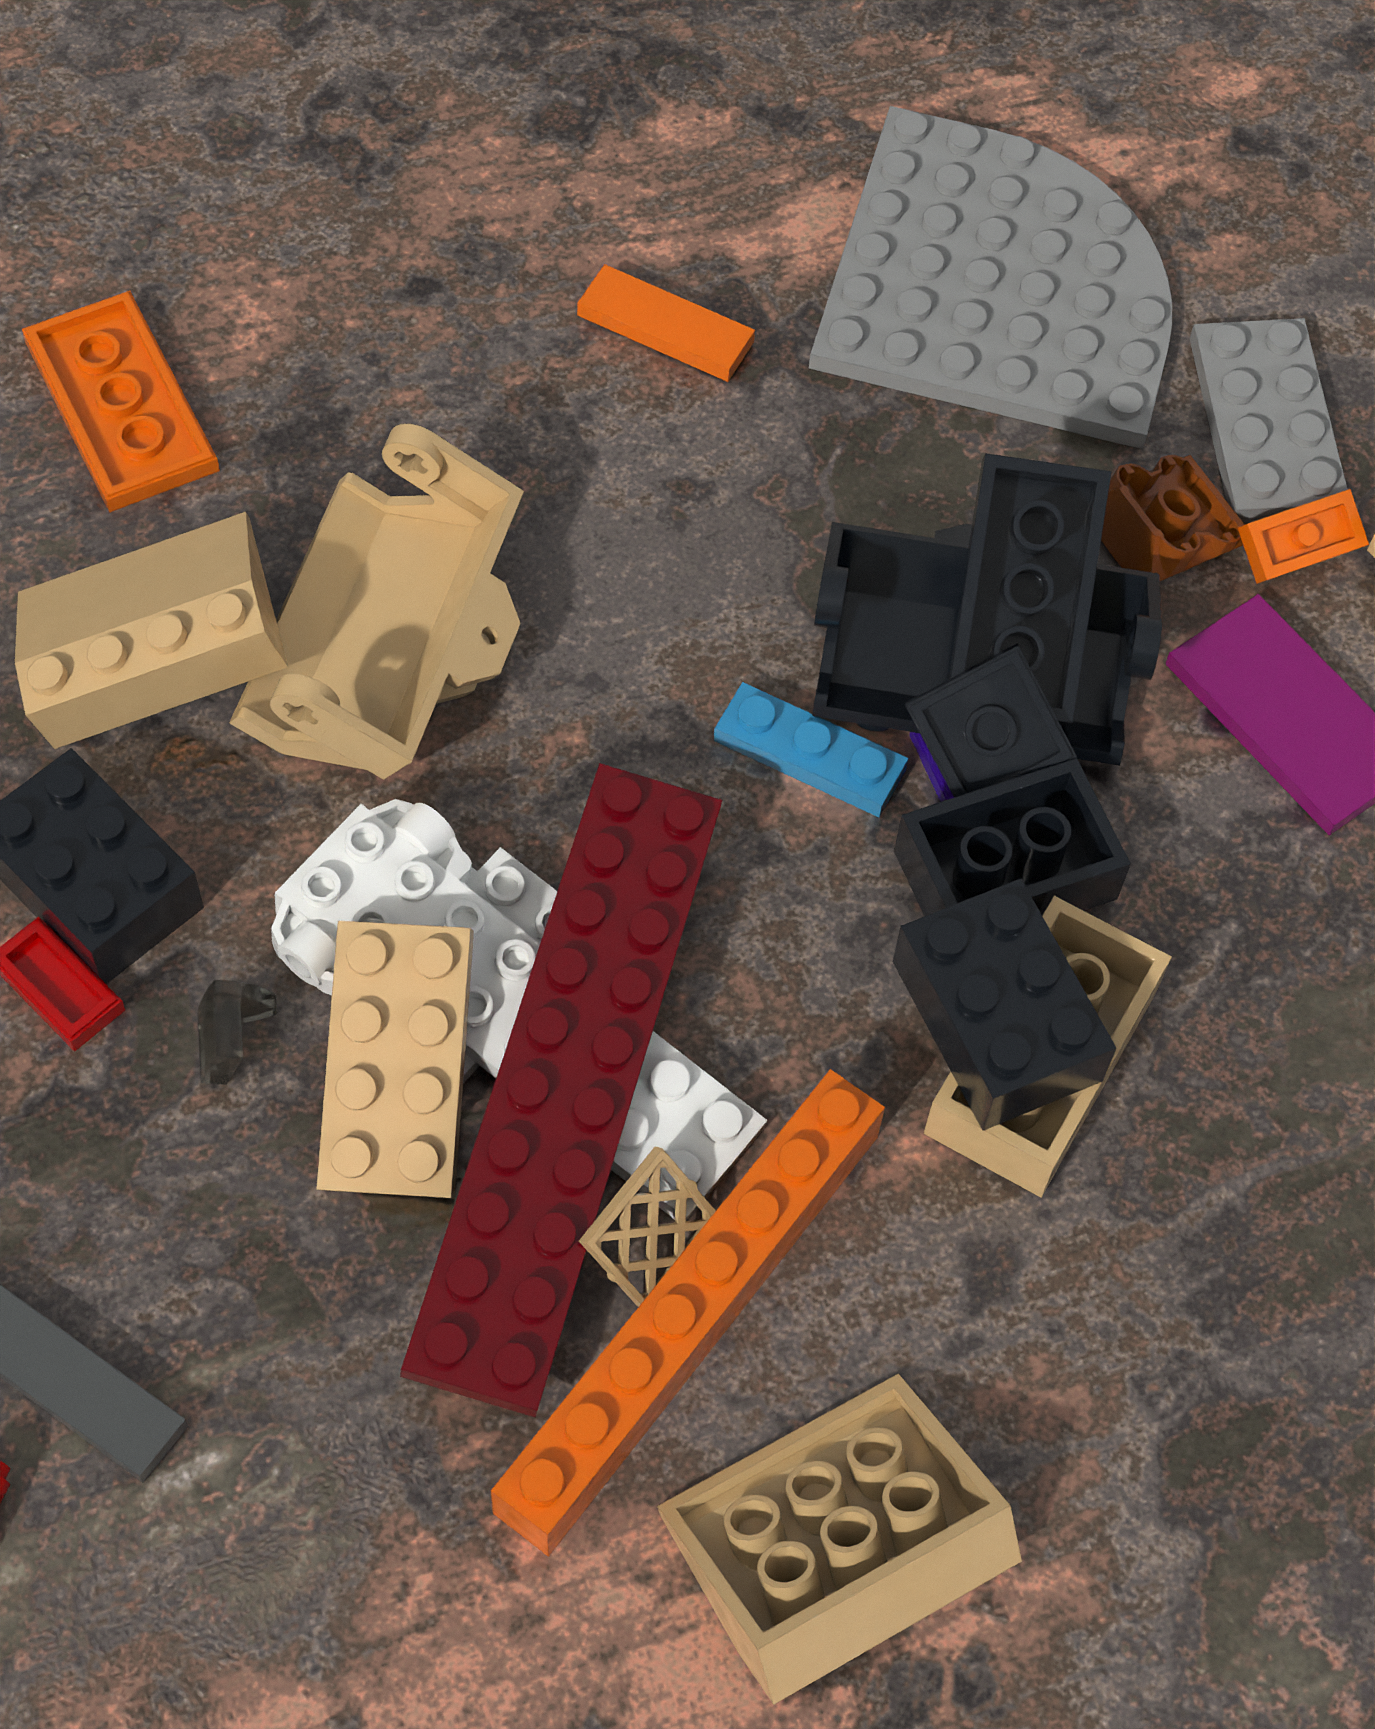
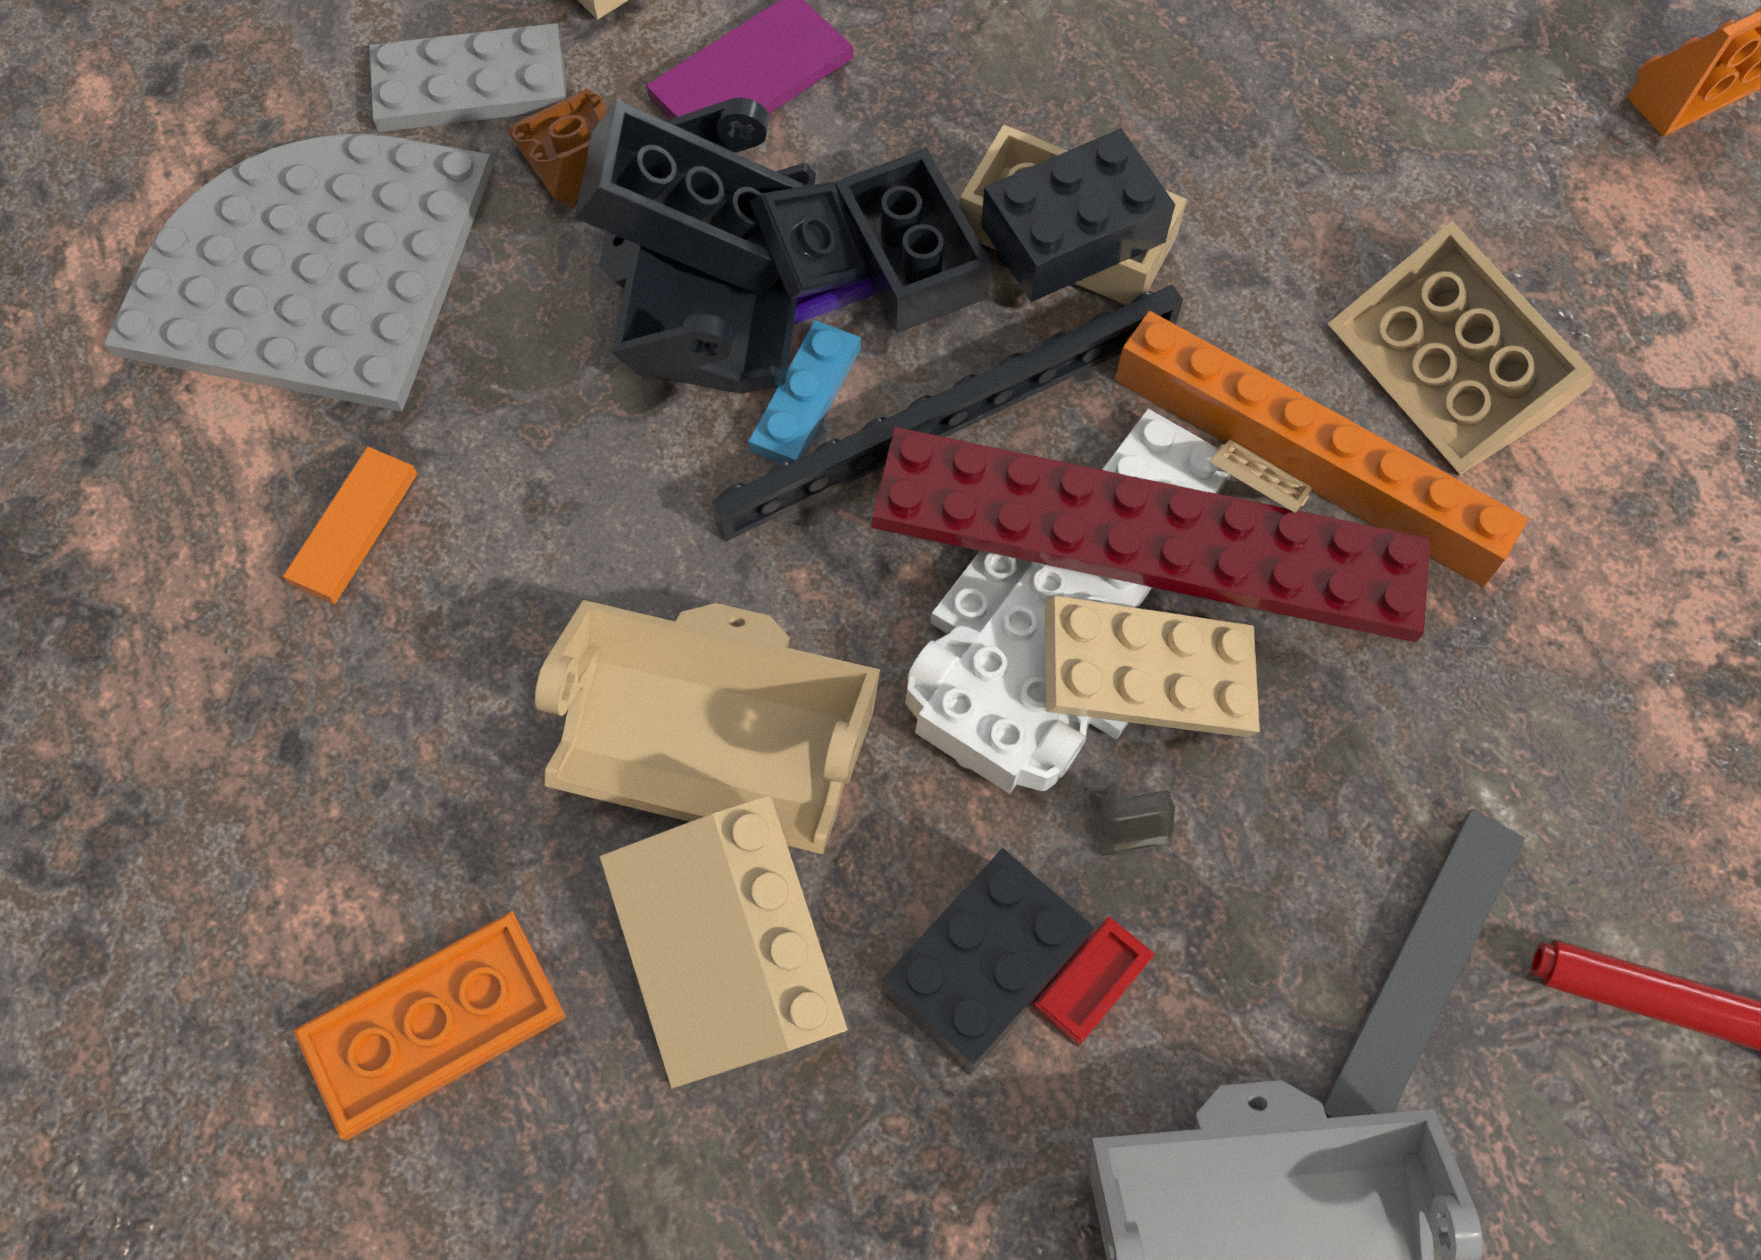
camera: 90 degrees left, 5 degrees up
(785, 915) = (967, 402): none -> black plate
(1303, 536) = (592, 52): orange plate -> none

